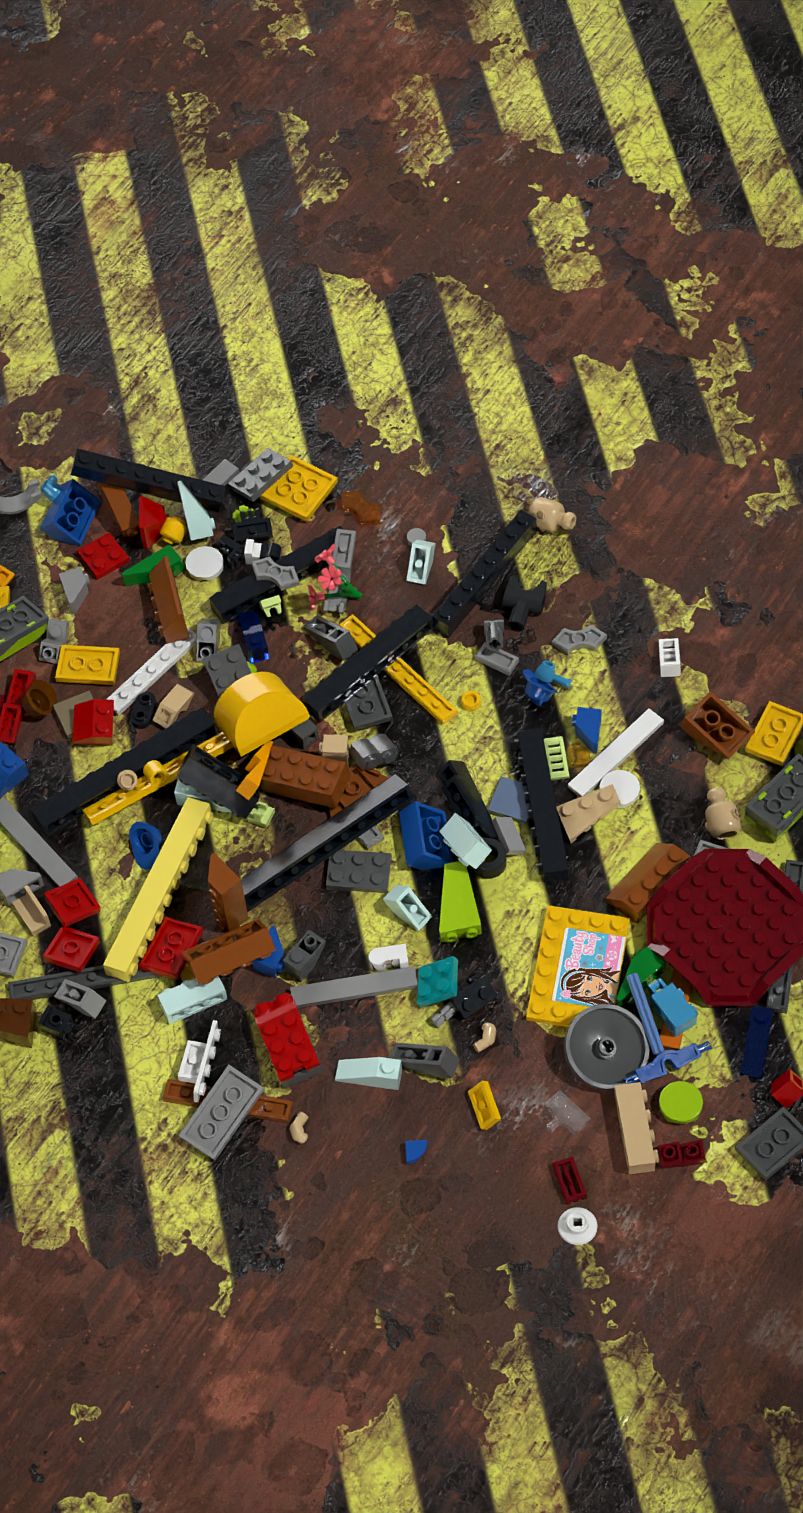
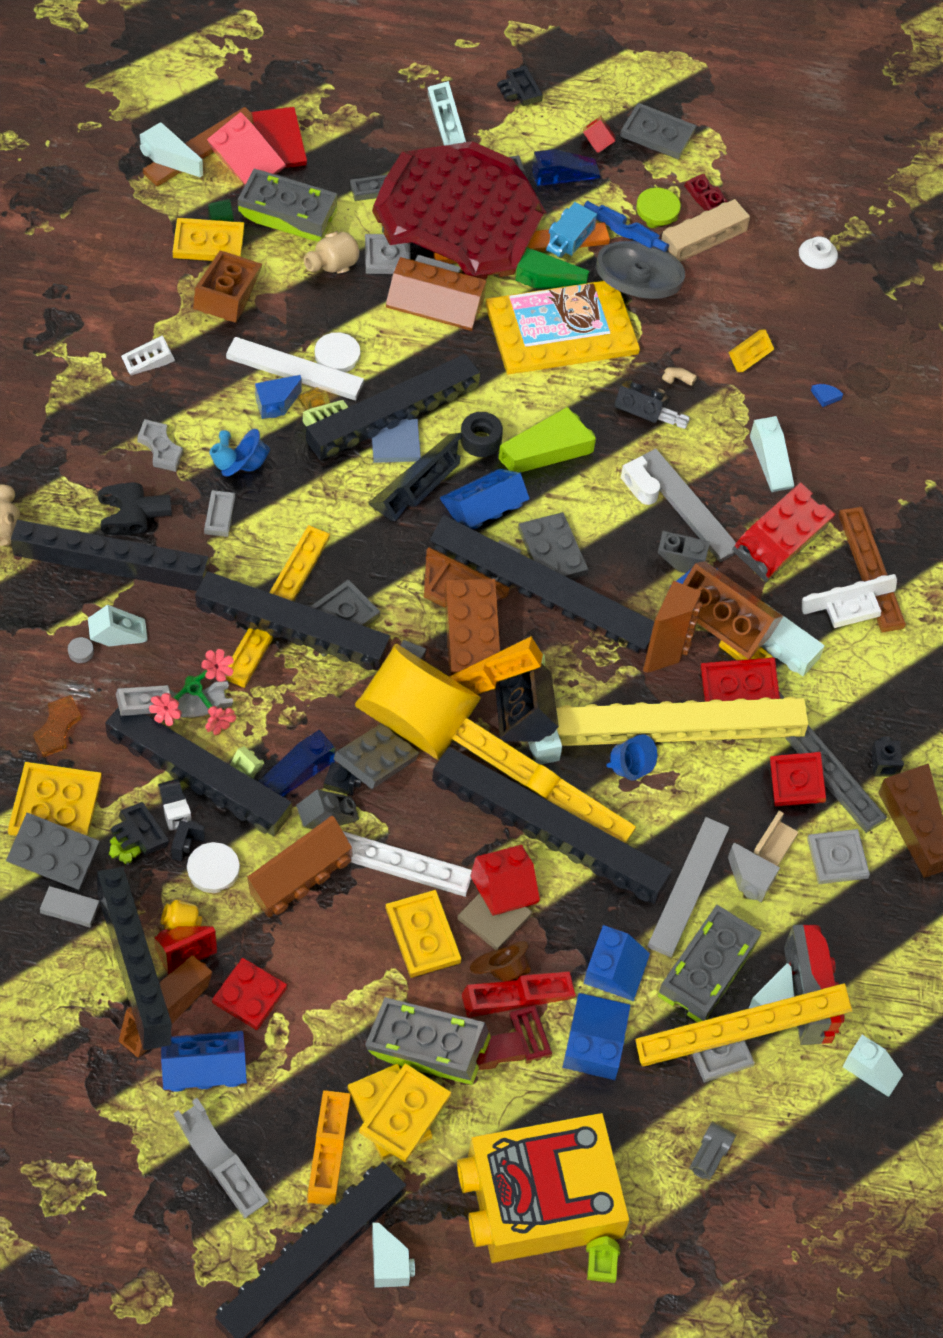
camera: 125 degrees left, 0 degrees up
(51, 488) = (175, 1087): dark azure bar -> none
(56, 636) = (412, 989): light grey slope -> none
(72, 902) = (743, 803): red plate -> none
(75, 587) = (319, 998): light grey slope -> none
(80, 998) = (850, 742): light grey slope -> none
(127, 779) = (570, 802): tan plate -> none
(140, 572) = (242, 912): green slope -> none
(143, 708) = (456, 848): black plate -> none
(172, 705) = (435, 806): tan slope -> none
(196, 517) = (159, 889): light aqua slope -> none
(221, 1112) = (889, 555): light grey plate -> none
(268, 570) = (208, 772): light grey tile -> none
(297, 1128) = (865, 497): tan arm -> none
(331, 637) = (265, 683): dark grey slope -> none
(335, 748) = (429, 608): tan brick -> none
(373, 751) = (406, 576): flat silver brick -> none
(407, 906) = (574, 487): light aqua slope -> none
(426, 1059) = (733, 414): dark grey slope -> none
(437, 981) = (648, 425): teal plate -> none
(465, 841) = (483, 445): light aqua brick -> none
(470, 700) = (287, 519): yellow tile -> none
(494, 634) = (188, 521): dark grey piece -> none
(509, 835) = (443, 426): light grey tile -> none
(565, 1114) = (719, 290): clear plate -> none
(575, 1197) = (777, 279): dark red tile -> none
(586, 810) = (377, 365): tan wing -> none
(645, 1014) = (589, 247): medium blue axle -> none

